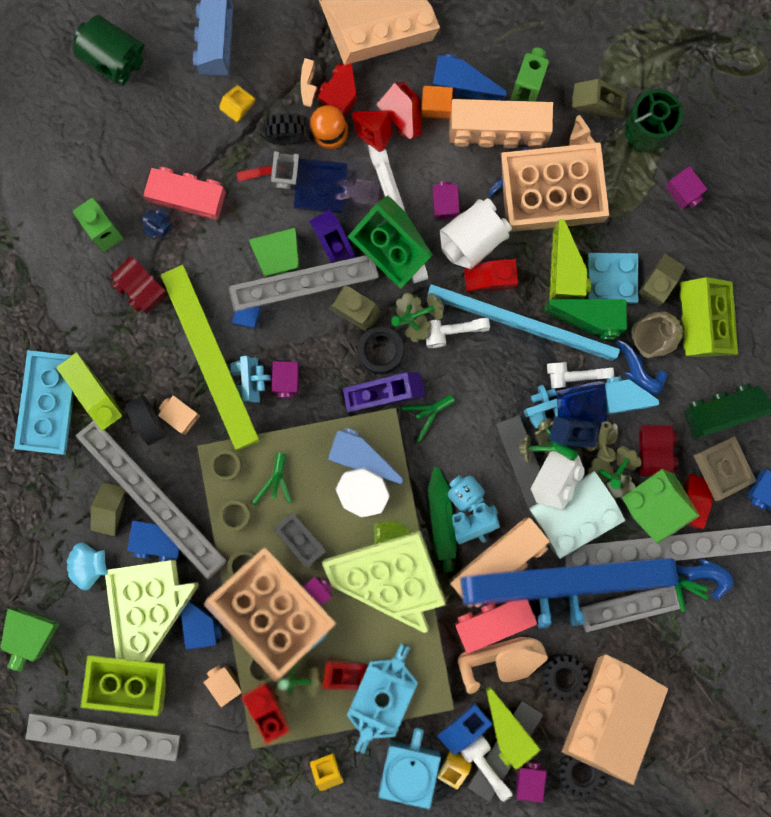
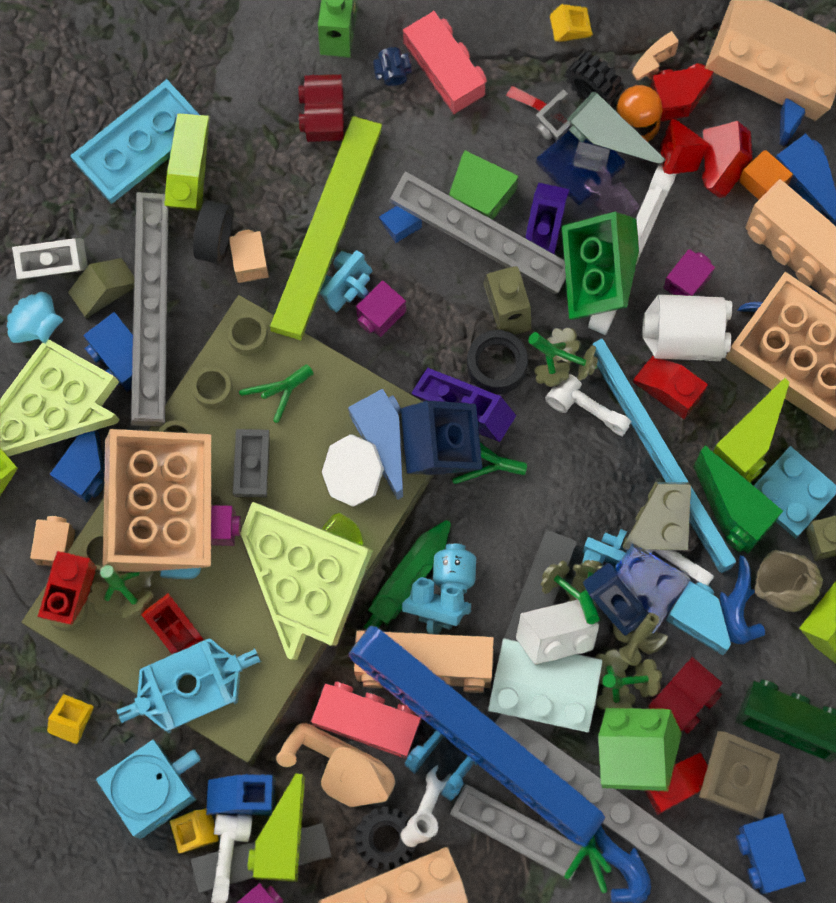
camera: 45 degrees right, 10 degrees down
(62, 522) = (50, 258): none -> white brick
(324, 154) = (605, 127): none -> slope
(327, 178) = (591, 156): none -> clear tile
(396, 428) = (441, 438): none -> dark blue slope
(419, 53) = (790, 119): none -> blue slope
(559, 361) = (664, 519): none -> wing
(583, 656) = (423, 823): none -> white brick

